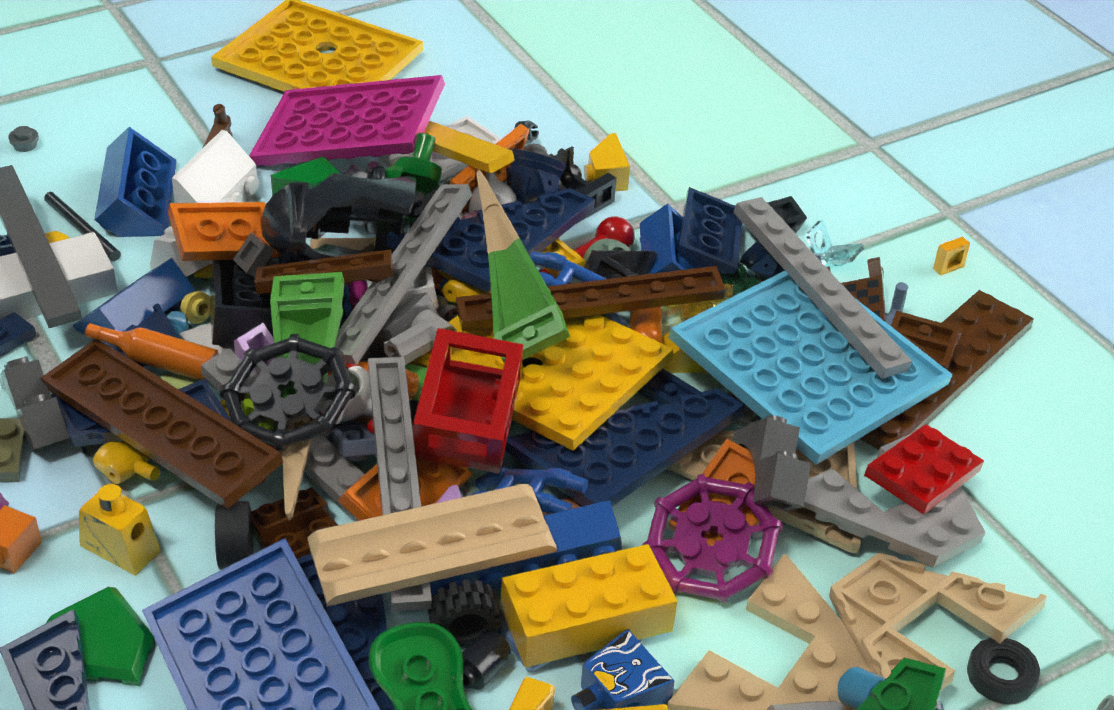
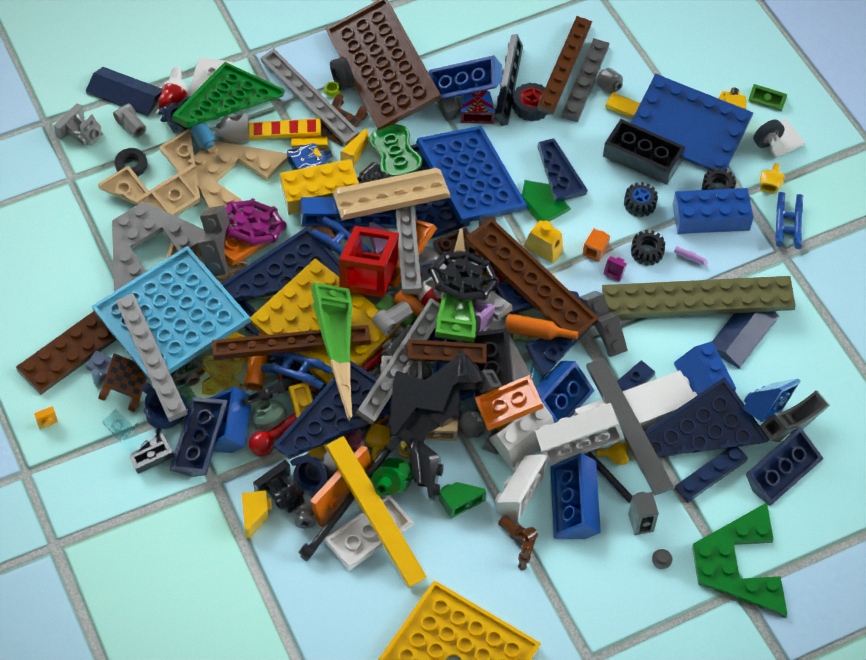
camera: 175 degrees left, 15 degrees up
(37, 156) = (643, 513): none -> dark grey brick
(108, 206) = (579, 433): none -> white brick
(348, 121) = (435, 541): dark pink plate -> none
(924, 468) = (131, 248): red plate -> none
(930, 336) = (95, 335): reddish brown wing -> none

